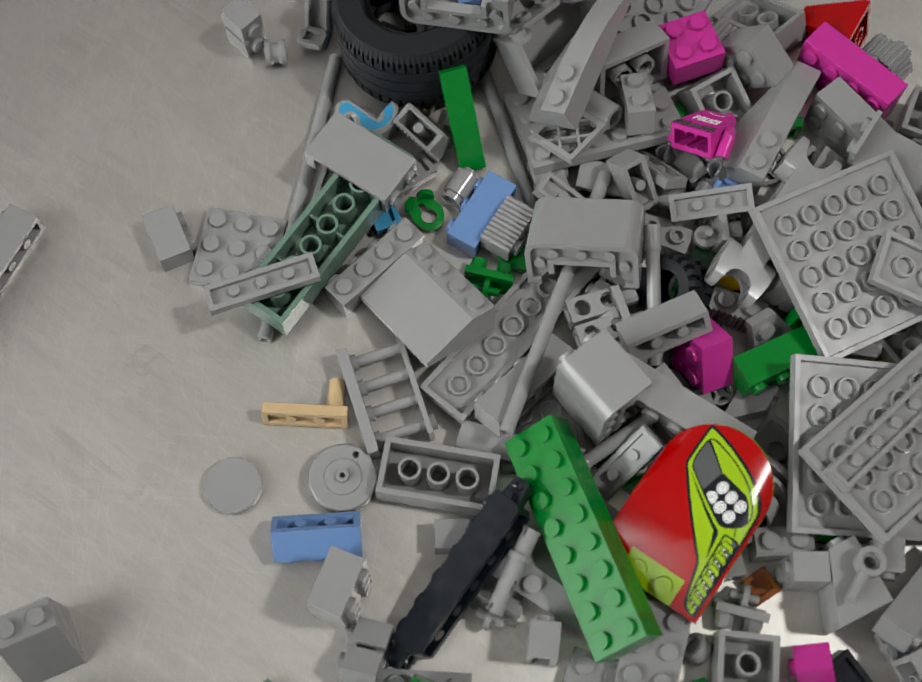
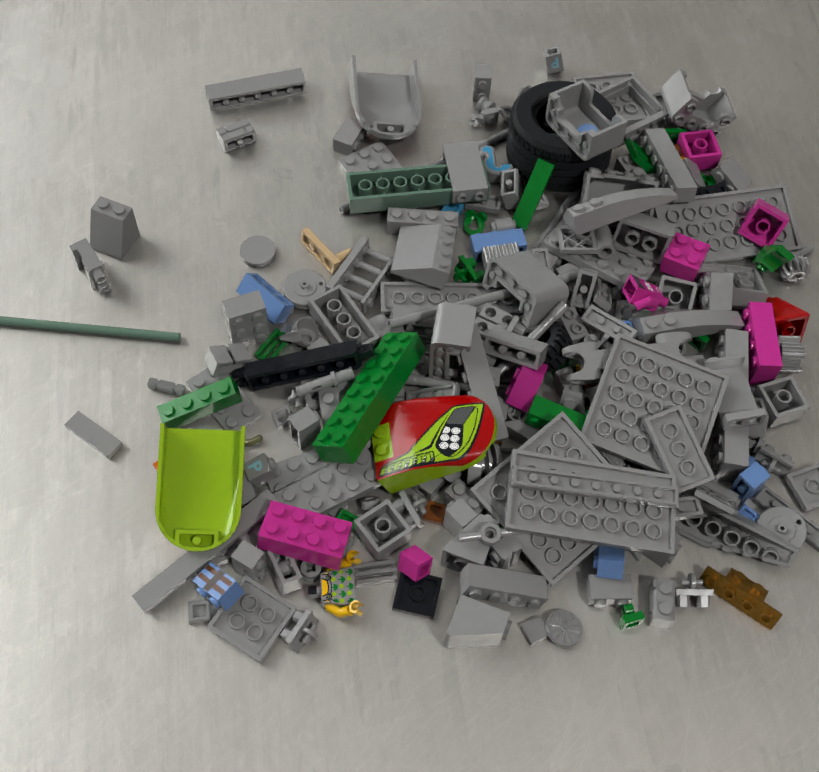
camera: 45 degrees right, 10 degrees down
(31, 366) = (236, 135): none -> light grey brick
(163, 152) = (386, 102): none -> light grey windscreen
(261, 283) = (359, 175): light grey plate -> none
(293, 65) = (487, 117): none -> light grey plate
(382, 557) = (268, 342): none -> green tile
(406, 532) = (302, 332): none -> light grey piece
(494, 651) = (280, 416): none -> light grey tile
(637, 103) = (625, 255): light grey brick -> none

